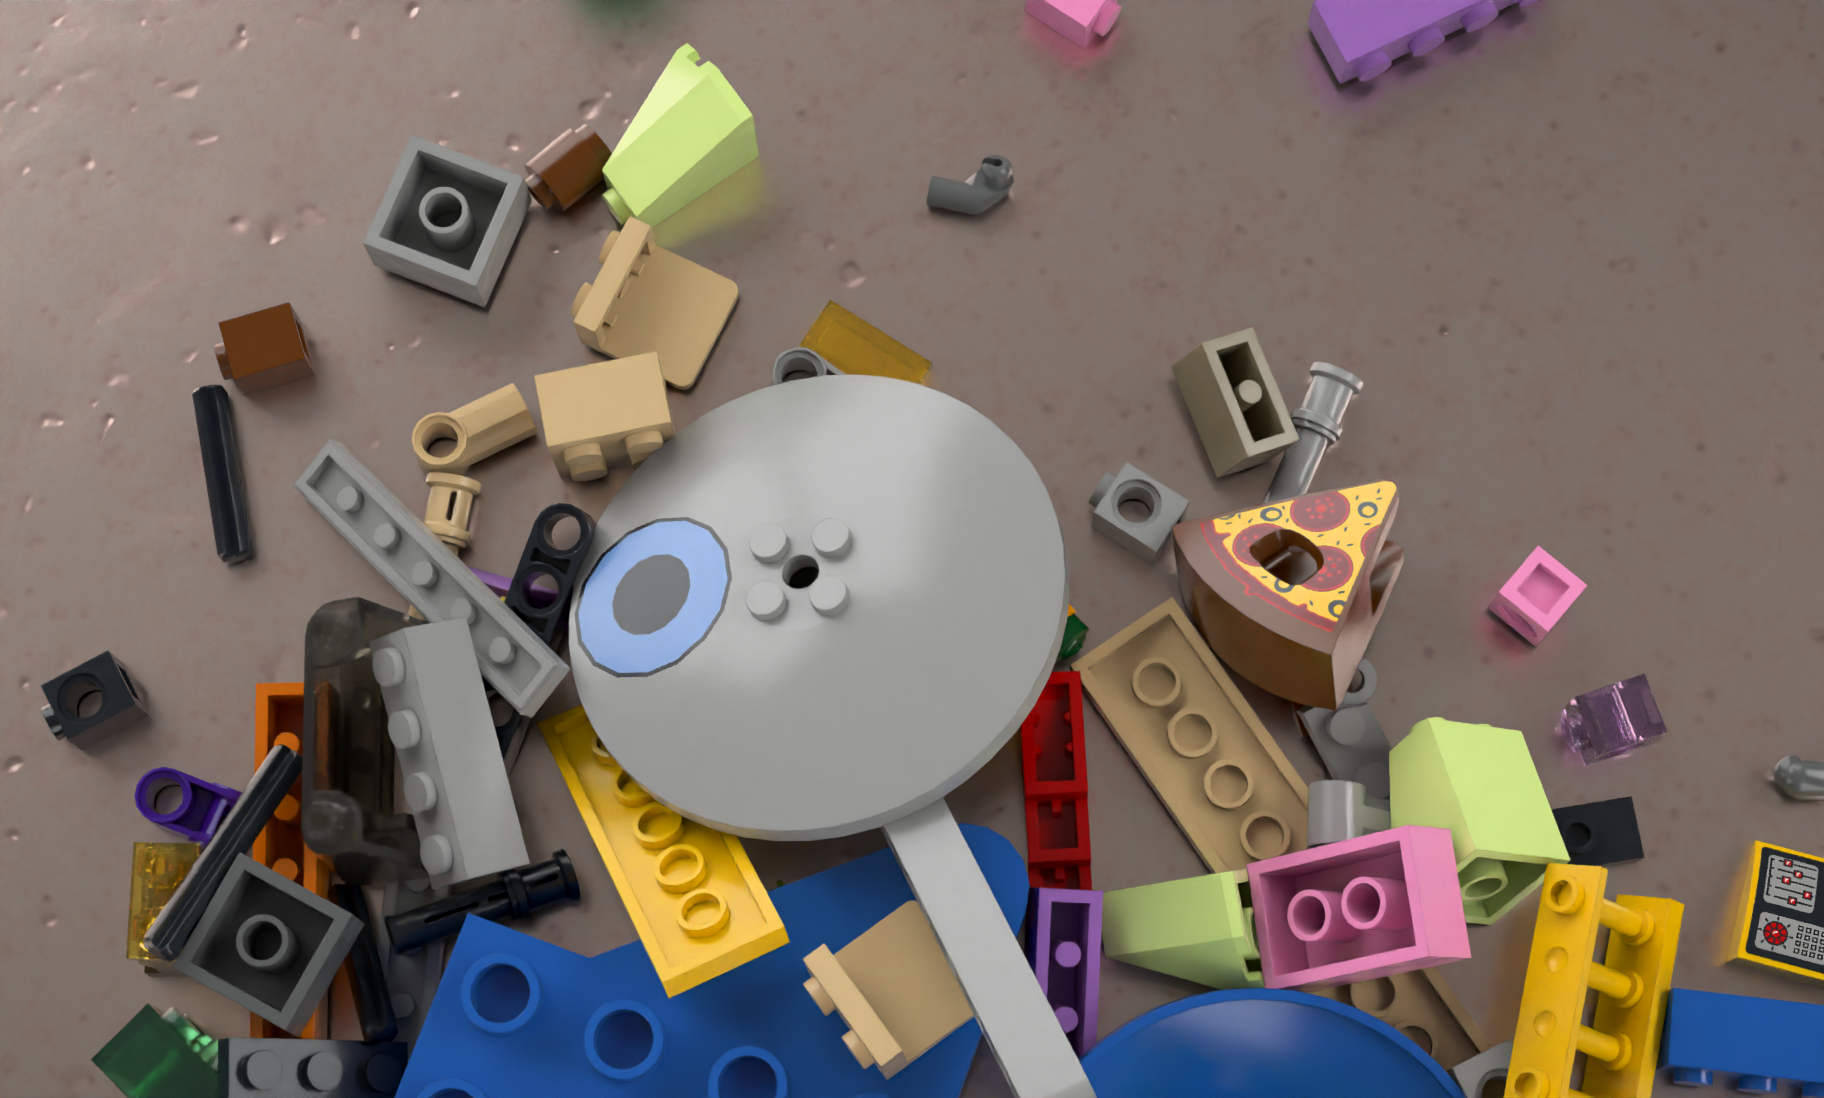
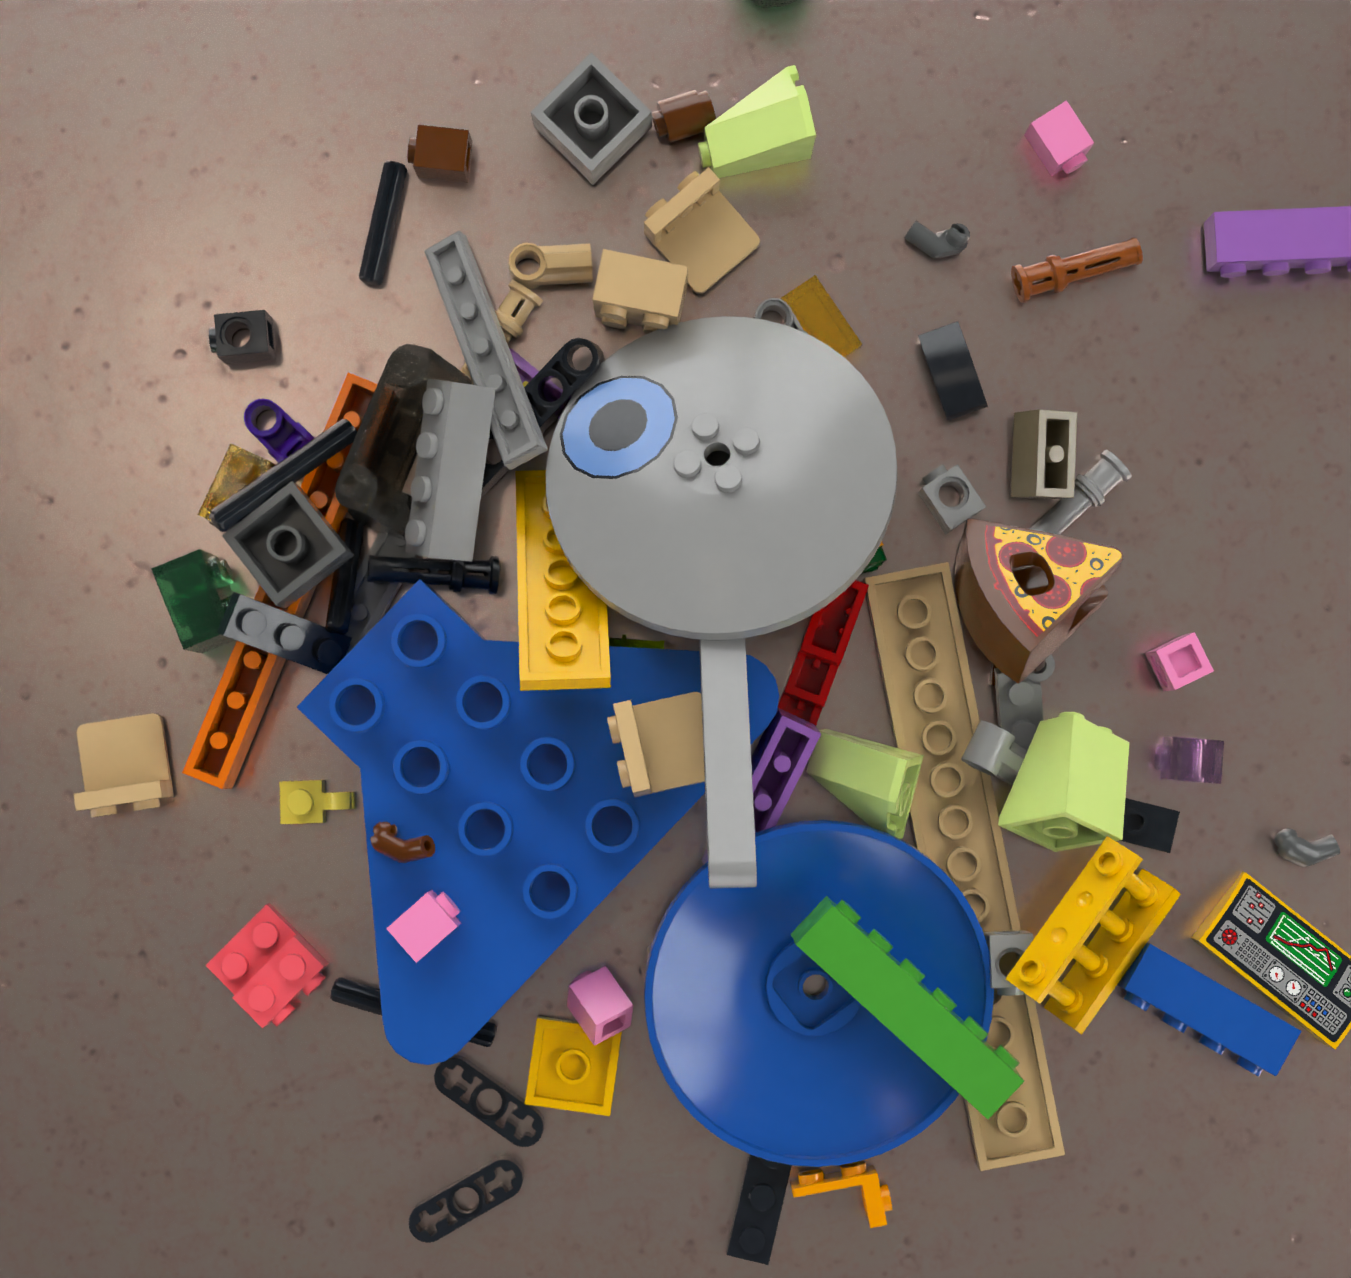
camera: 20 degrees right, 10 degrees up
(1066, 346) = (952, 370): none -> black slope
(1143, 167) = (1057, 272): none -> dark orange pin
(1359, 909) = (975, 815): bright pink brick -> none

